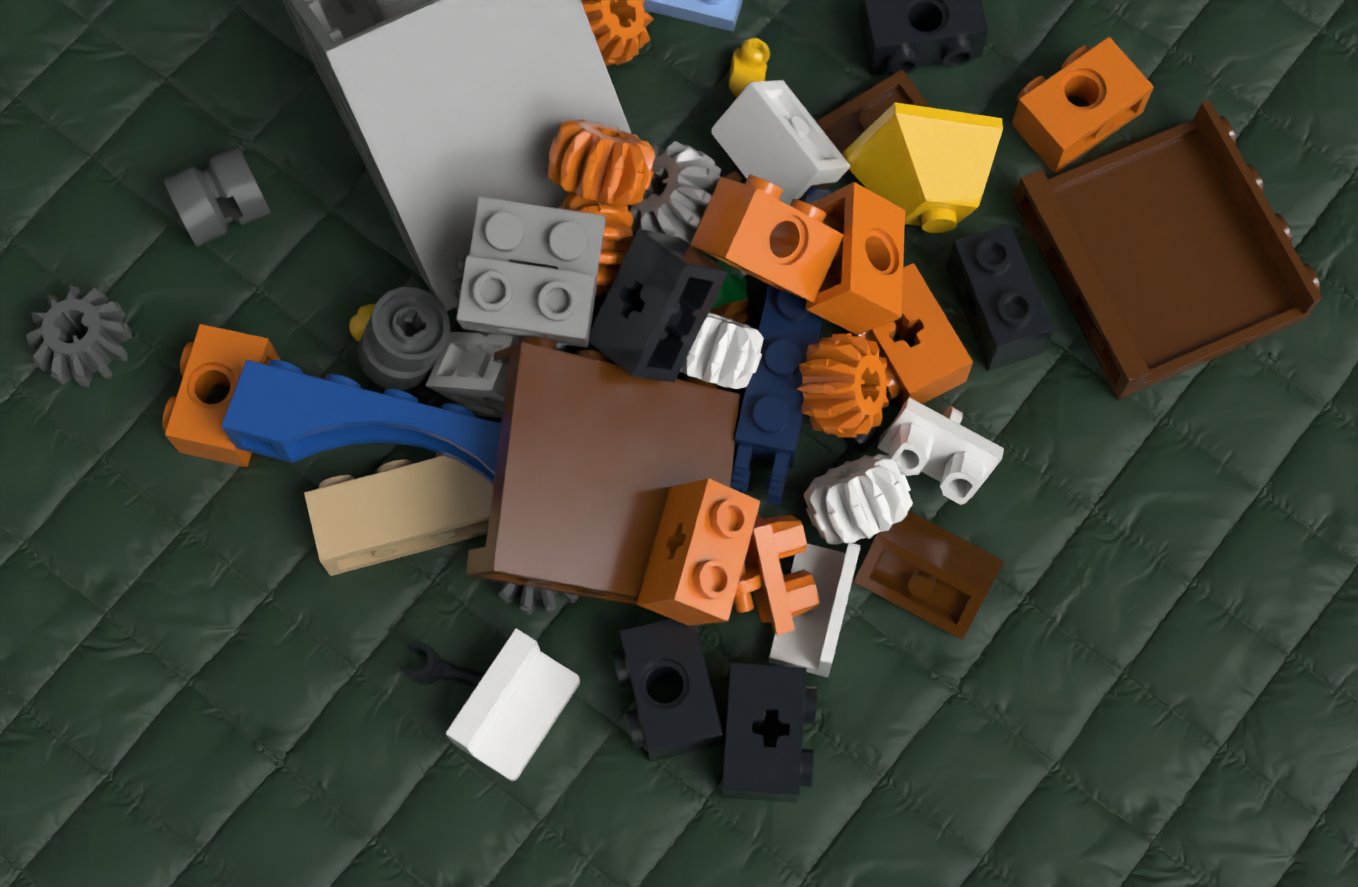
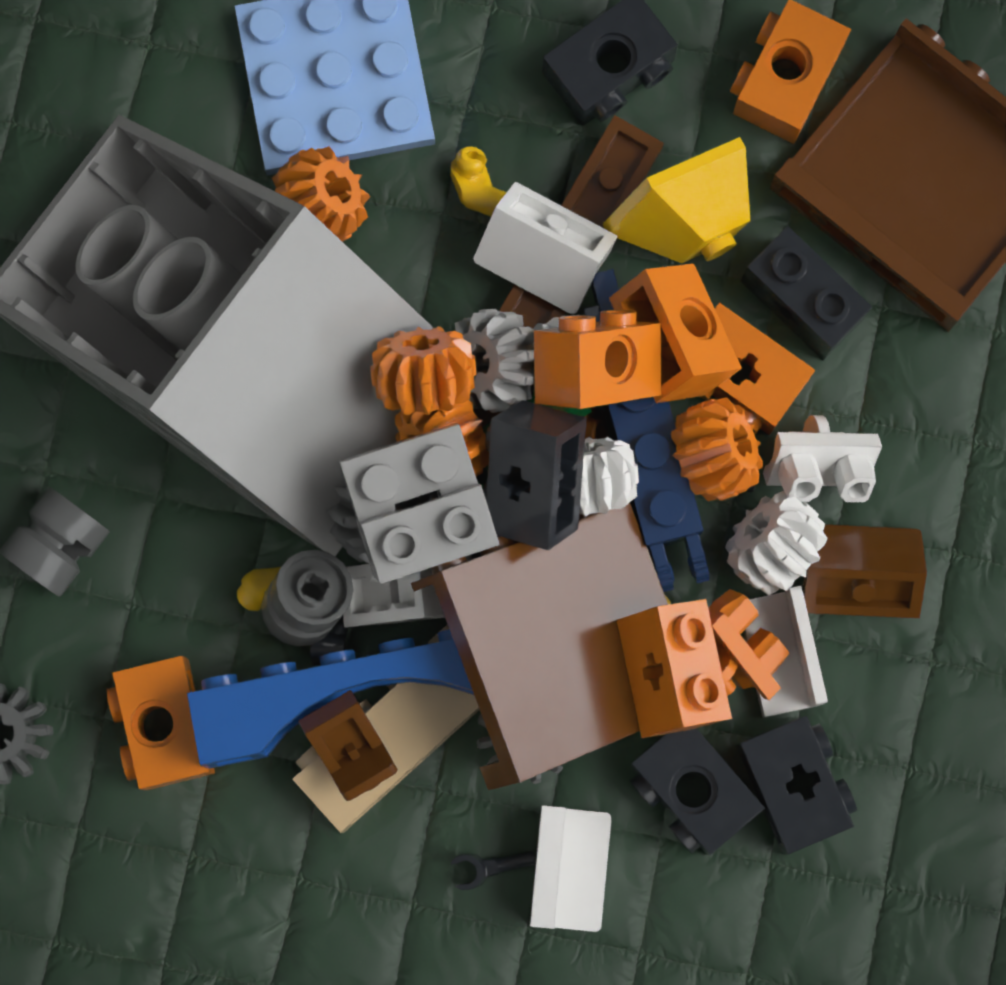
camera: 30 degrees left, 10 degrees up
(365, 478) = (348, 746): none -> reddish brown bracket

